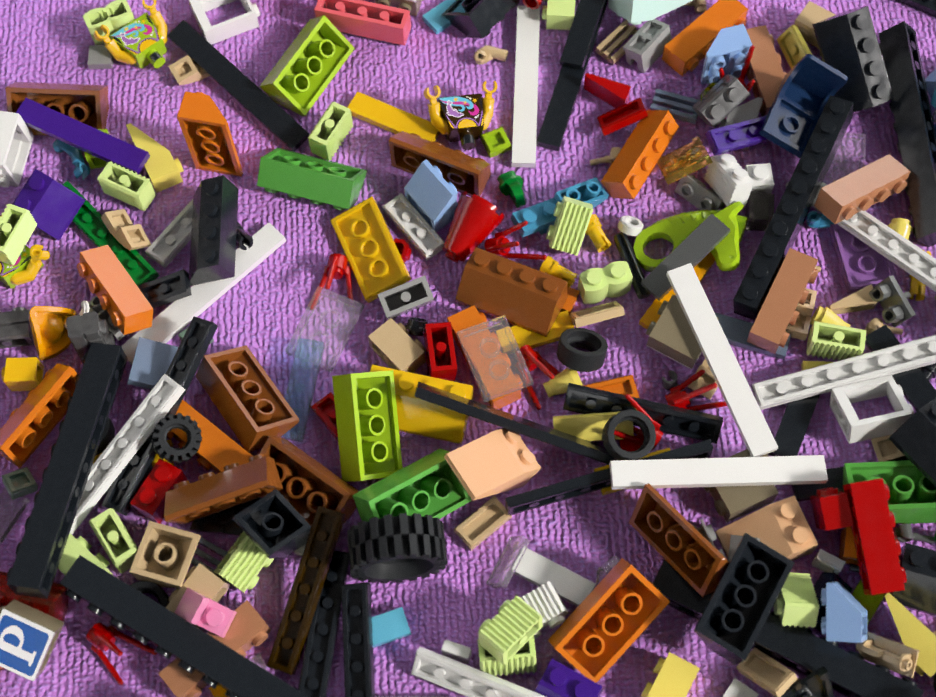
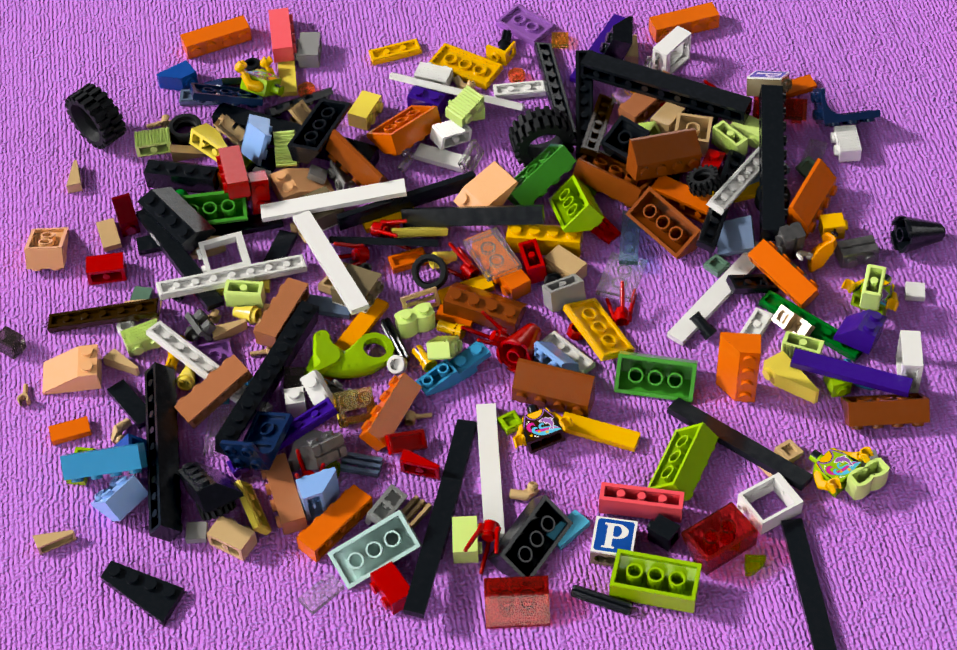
camera: 175 degrees right, 15 degrees down
(205, 612) = (661, 103): bright pink slope -> none
(213, 231) = (717, 308): black slope -> none
(330, 131) = (647, 405): yellowish green brick -> none
(456, 651) = (498, 113): white tile -> none
(511, 186) = (494, 388): green piece -> none
(645, 425) = (396, 221): black tyre -> none
(691, 251) = (353, 333): dark grey tile -> none

